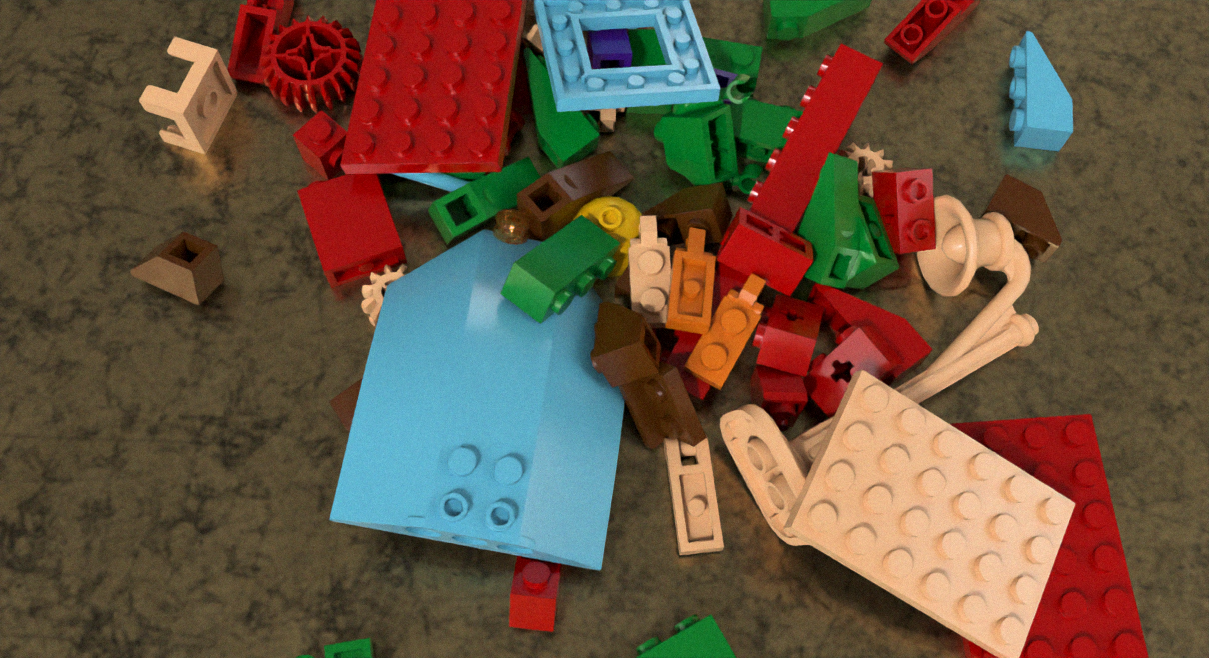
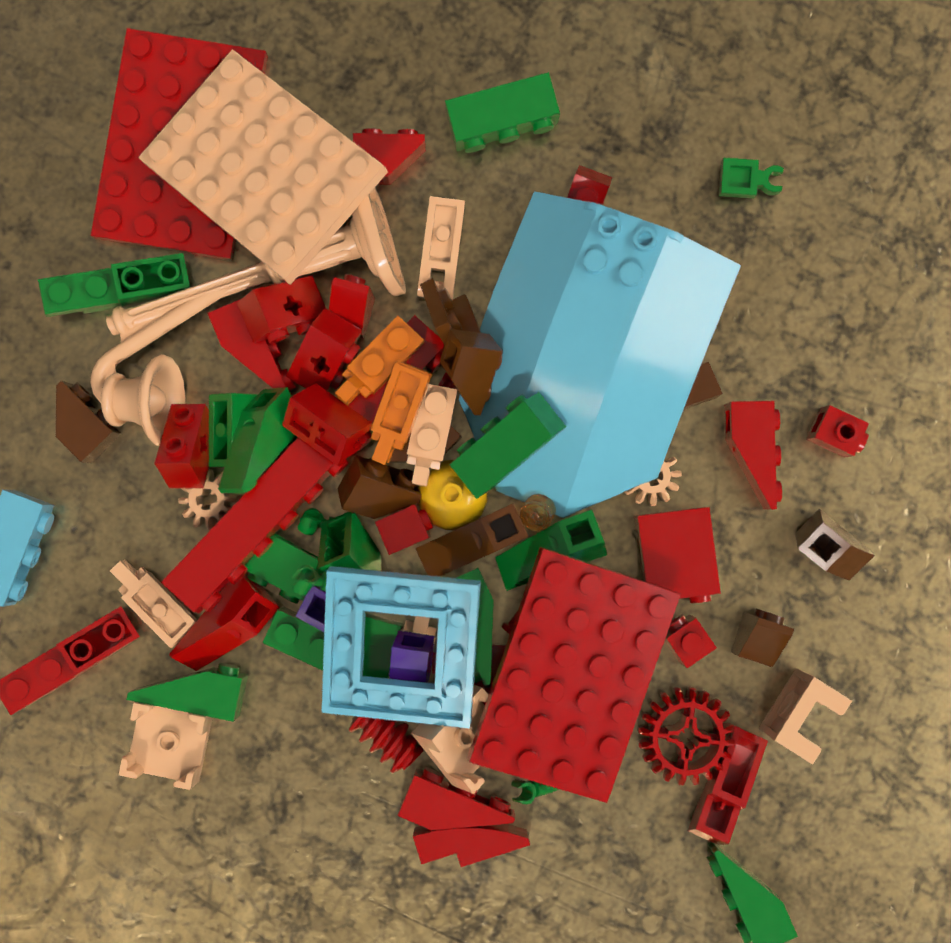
camera: 160 degrees left, 20 degrees up
(186, 390) = (838, 432): none -> red brick
(246, 163) = (761, 637): none -> reddish brown slope
(287, 363) = (751, 438): none -> red slope
(651, 182) = (404, 528): none -> red brick
(793, 581) = (394, 151): none -> red slope
(796, 67) = (232, 622): none -> red slope
(896, 78) = (153, 603): none -> light nougat hinge
(1044, 362) = (115, 286): none -> green slope

